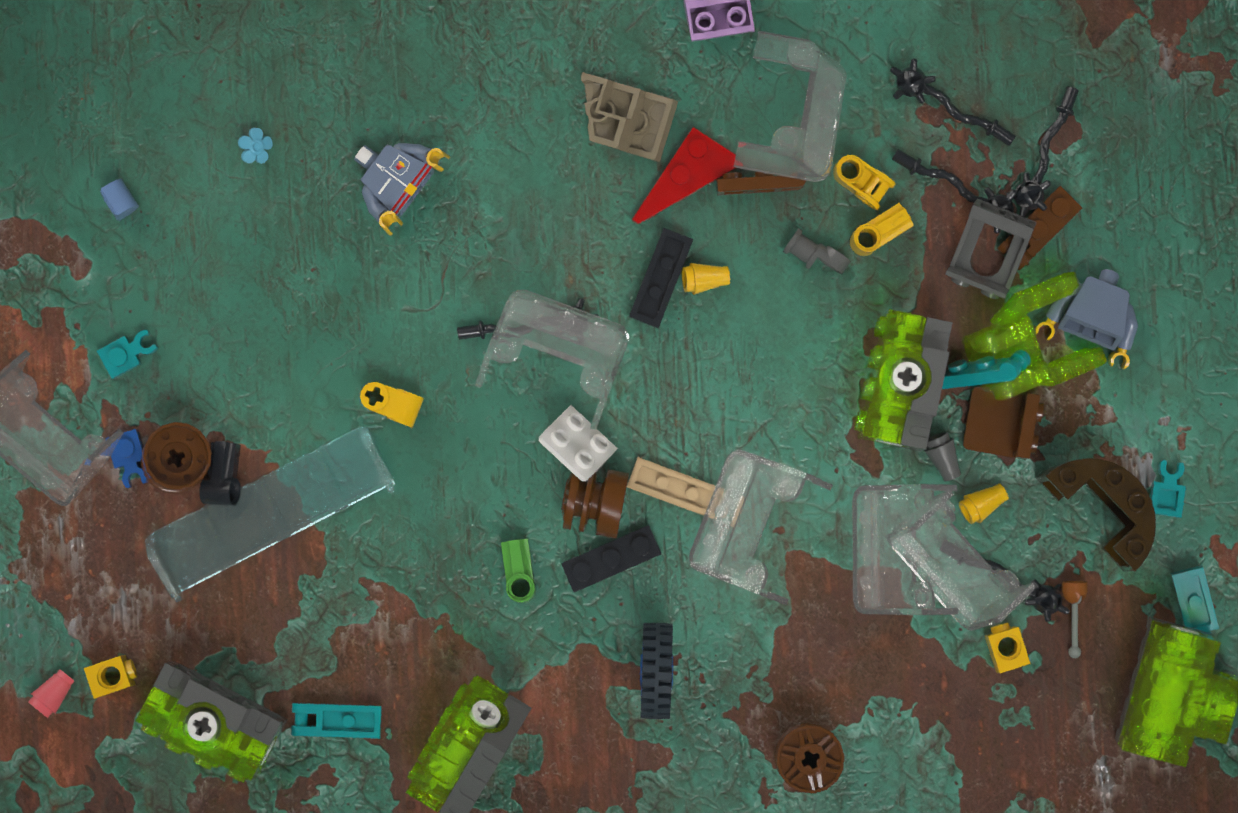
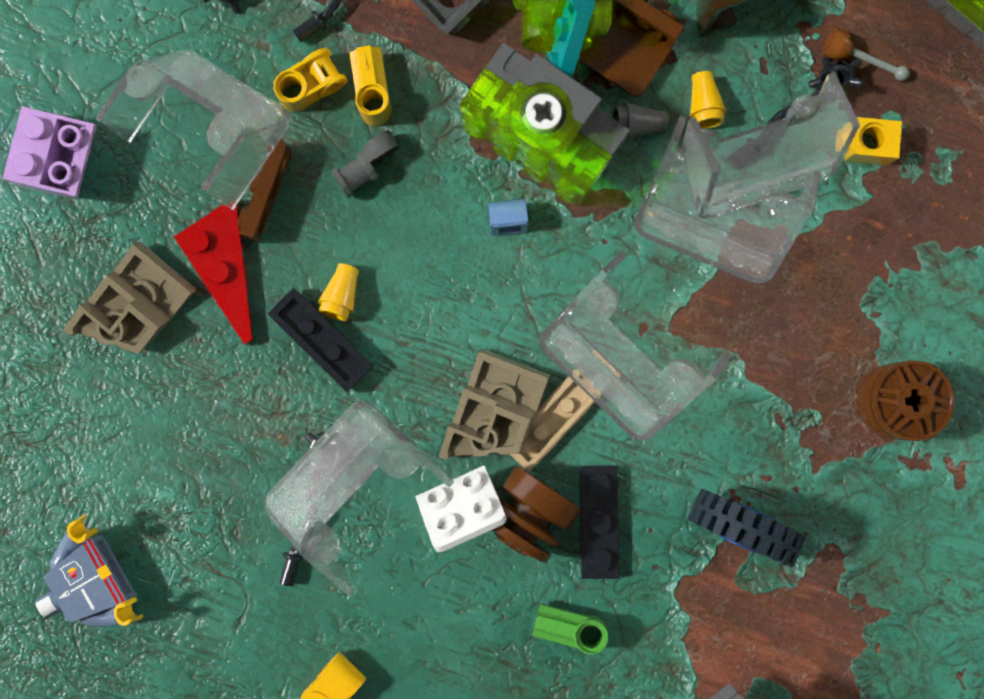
camera: 70 degrees left, 0 degrees up
(666, 438) = (495, 408): none -> dark tan slope
(821, 384) = (508, 217): none -> medium blue brick

